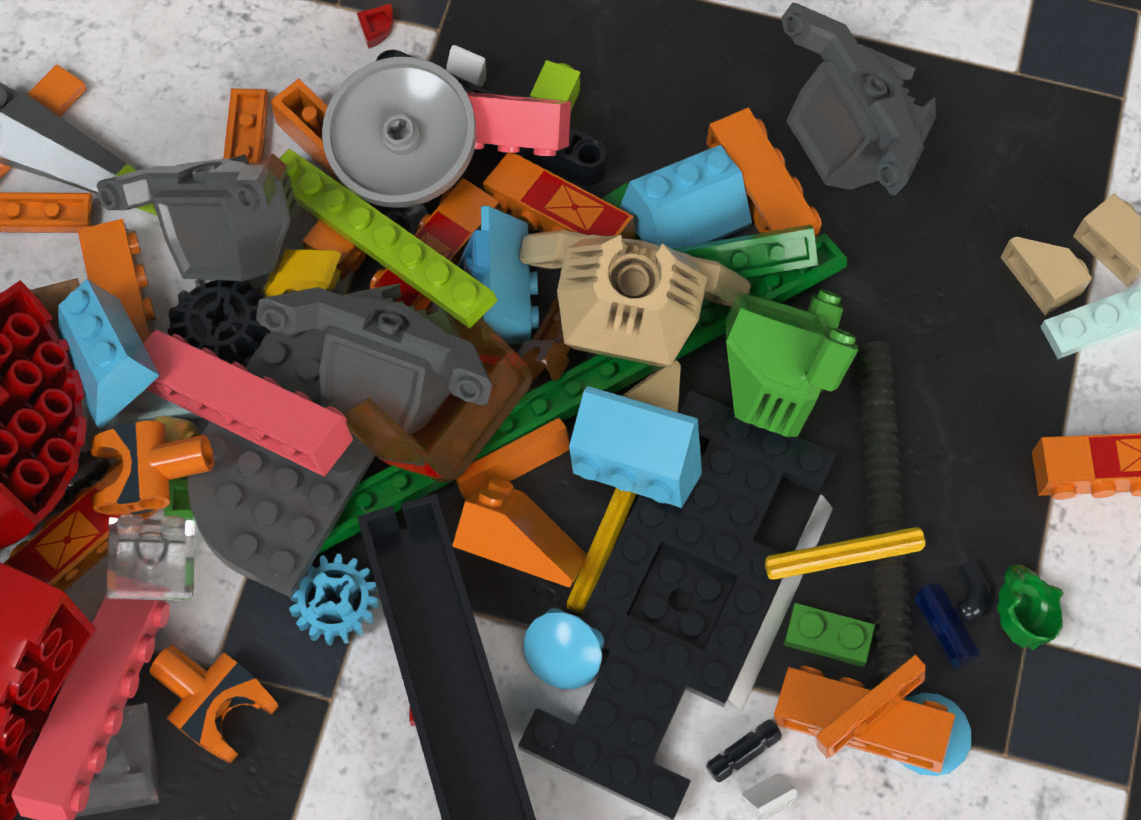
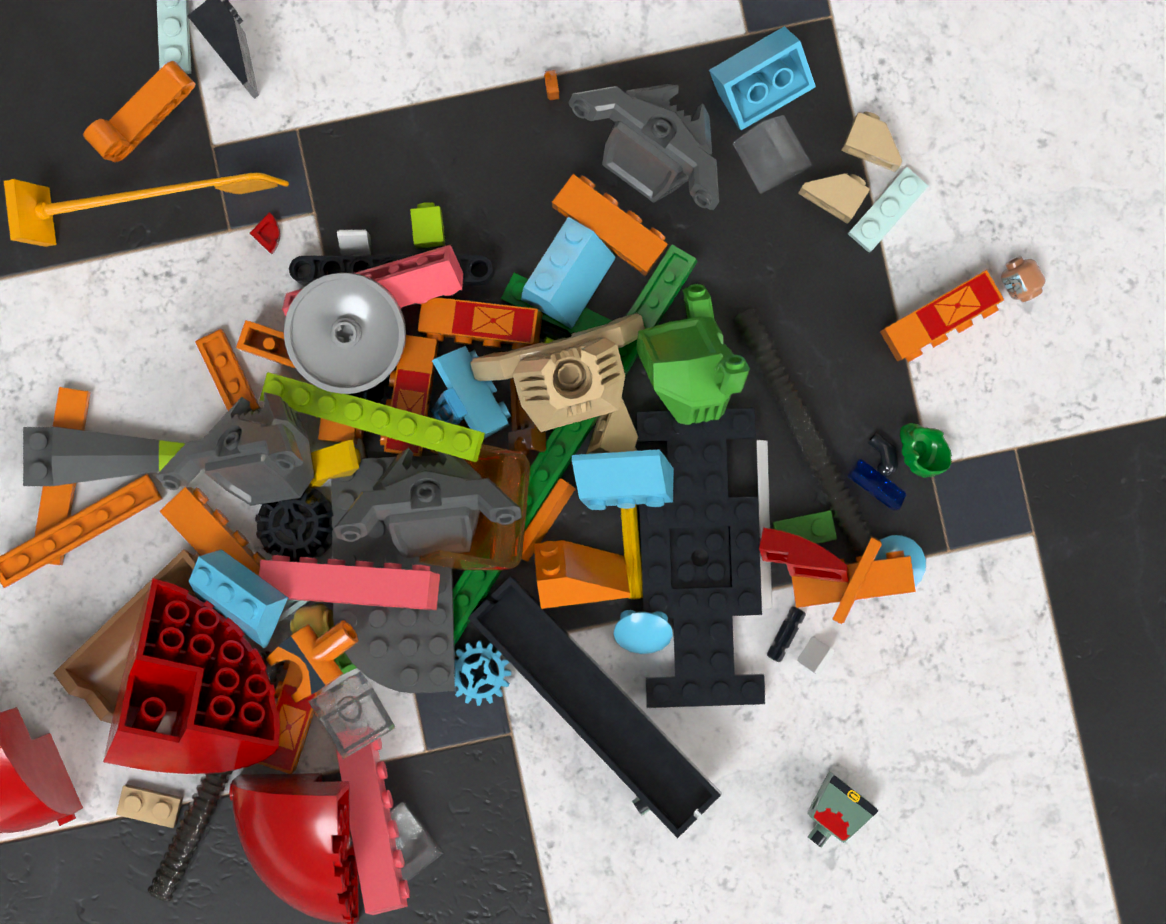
camera: 25 degrees left, 20 degrees up
(208, 696) = (435, 775): orange connector -> none
(761, 252) = (628, 295): green plate -> none
(770, 22) = (551, 85): none -> orange tile
(812, 649) = (801, 556): none -> red slope
(844, 553) = (792, 479): yellow axle -> none
(988, 198) = (771, 153): none -> clear slope
(1016, 117) = (763, 77): none -> medium azure slope

